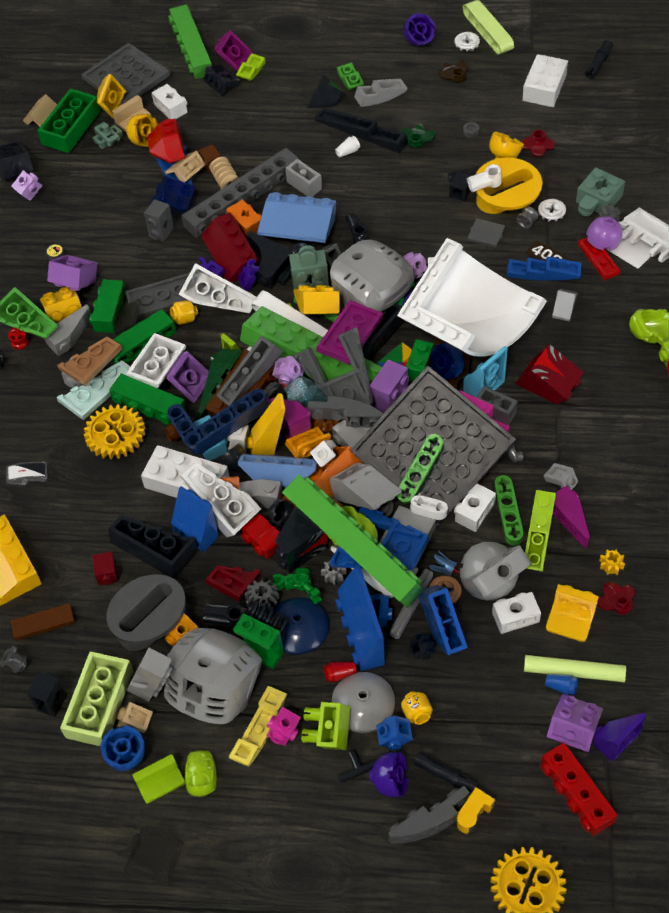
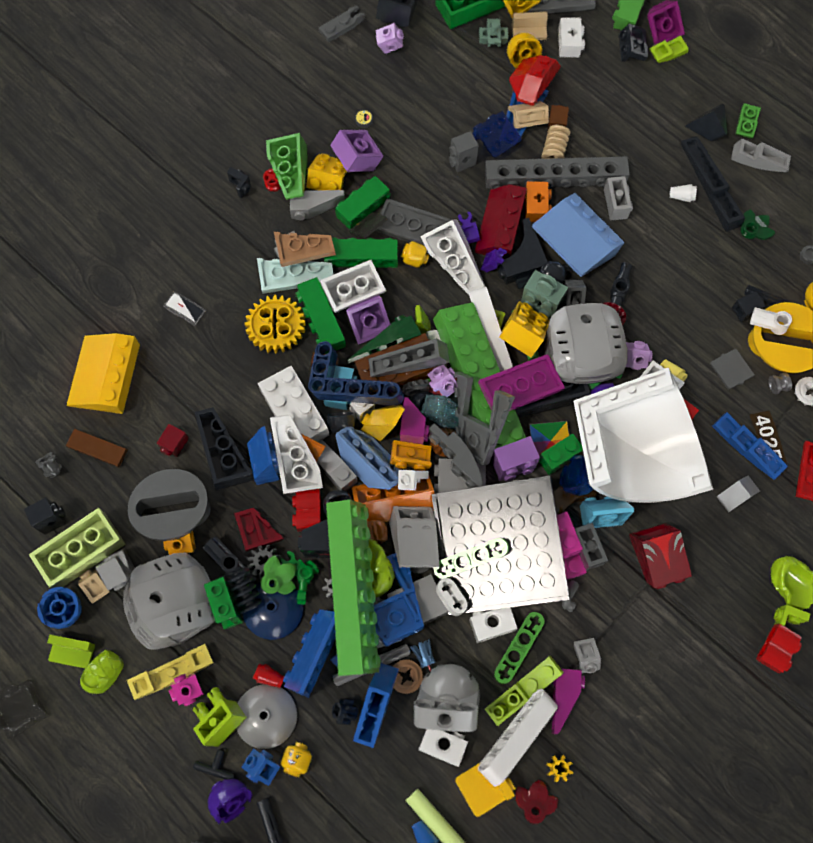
camera: 35 degrees right, 15 degrees up
(283, 593) = (280, 575): none -> bright green plate
(564, 555) = (517, 737): none -> white beam

